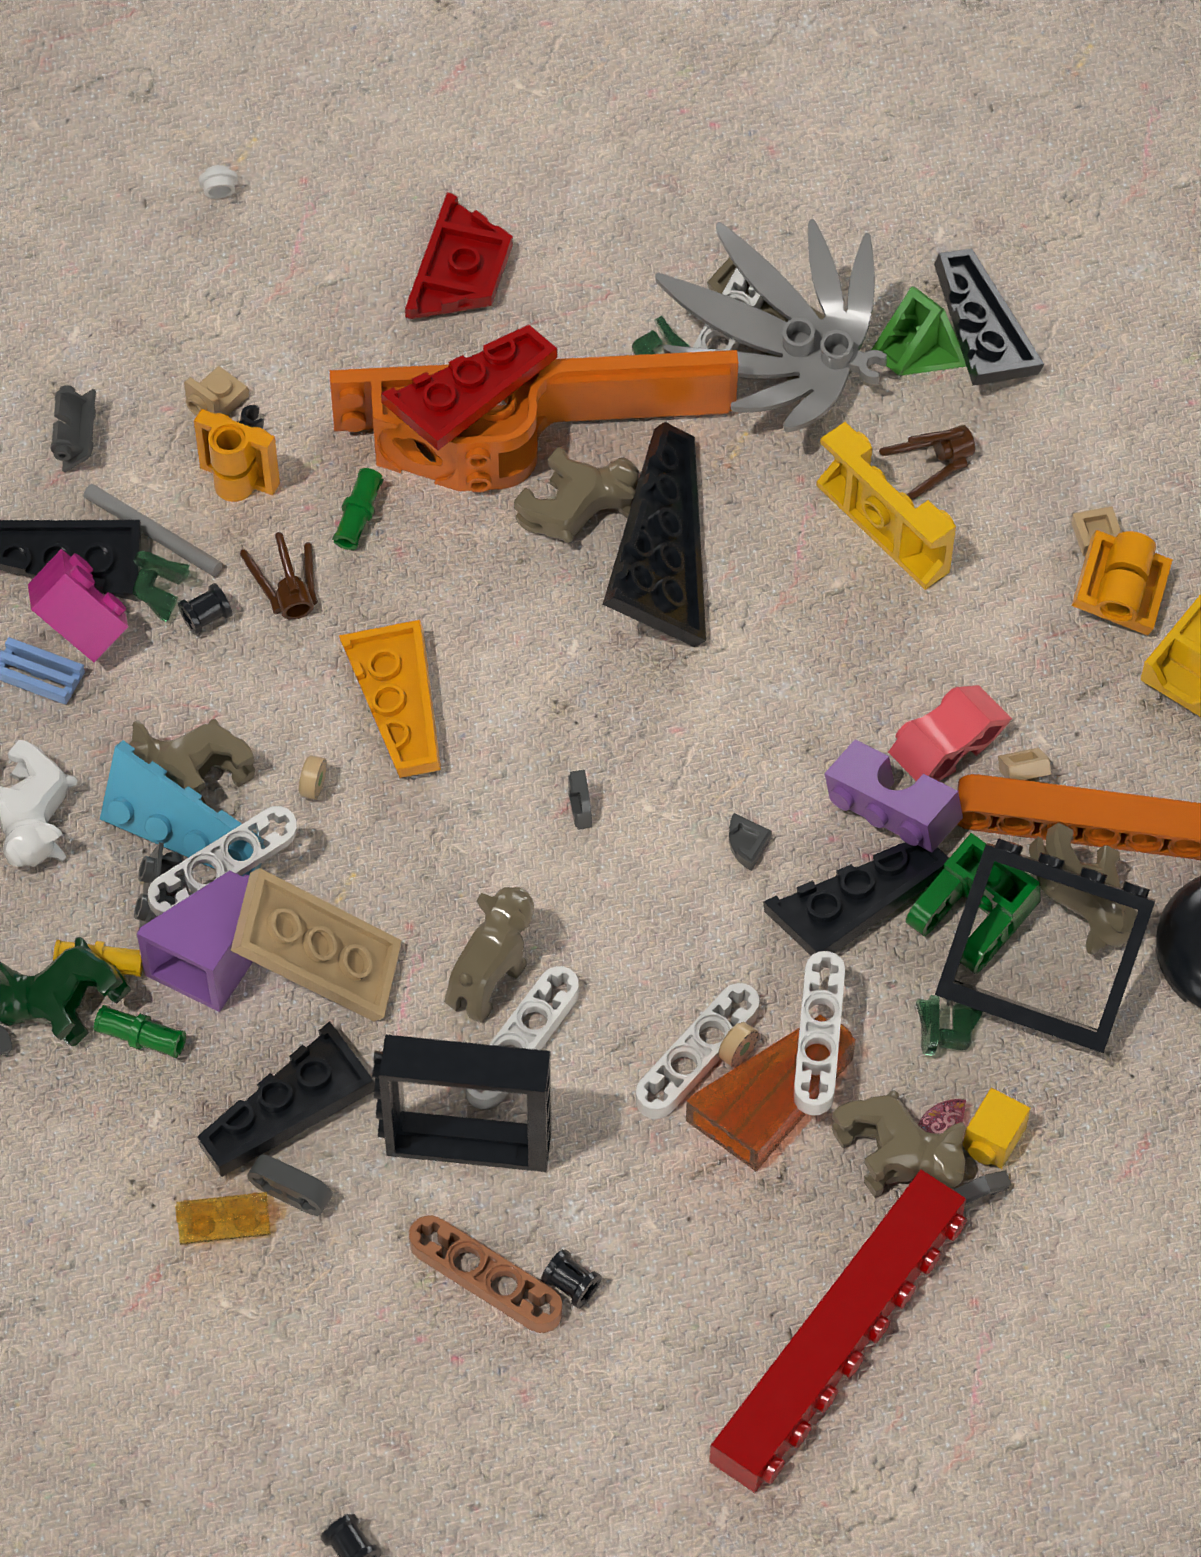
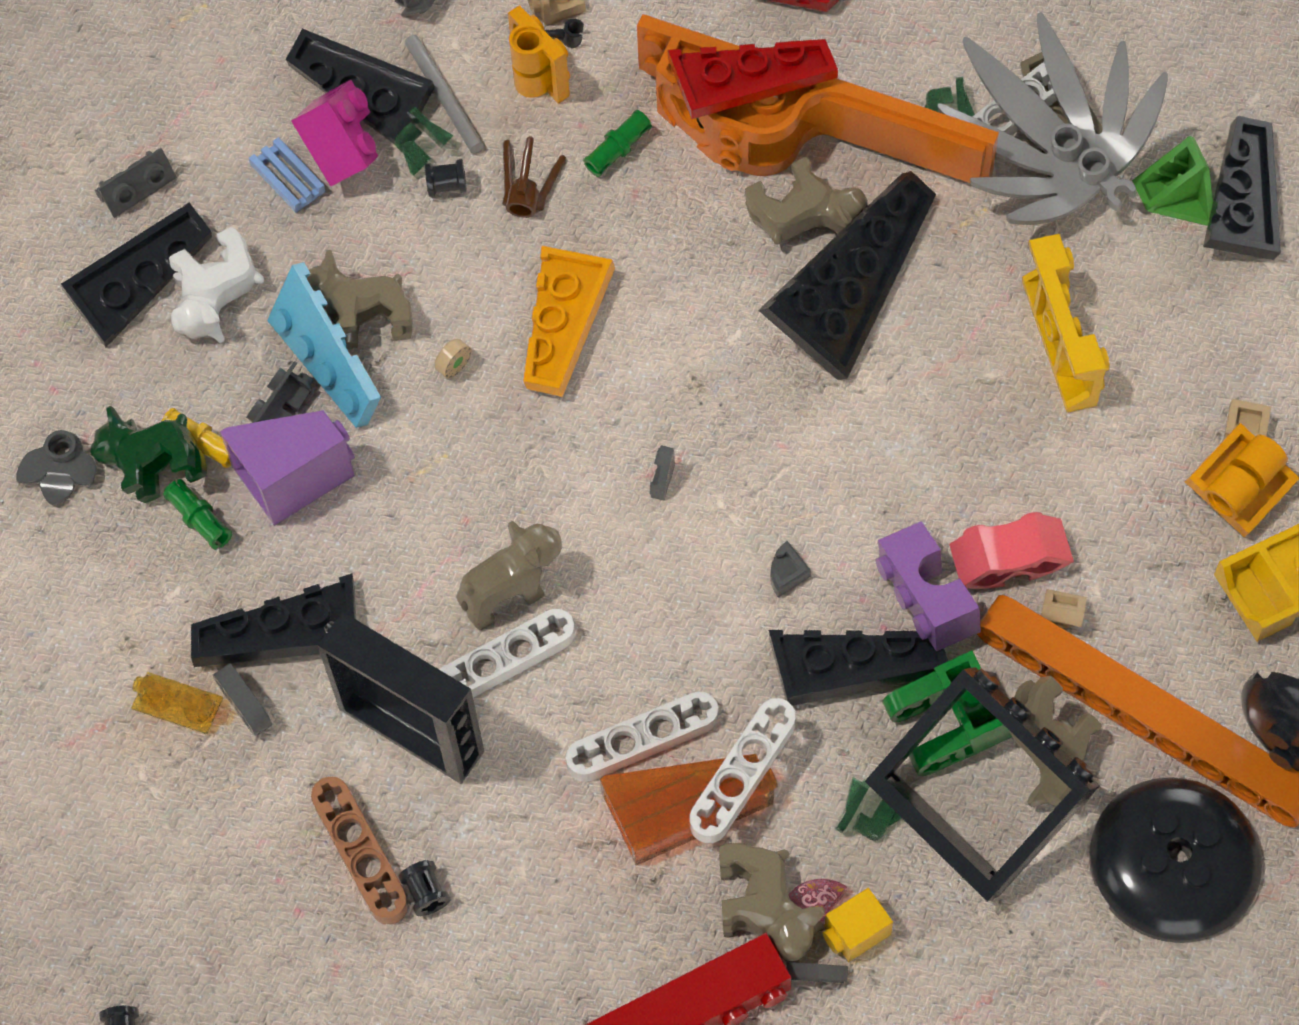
camera: 30 degrees right, 5 degrees up
(218, 855) = (329, 392): white beam -> none
(316, 945) = (364, 504): tan plate -> none
(738, 1044) = (676, 747): tan tile -> none
(949, 445) = (1156, 291): reddish brown plant -> none

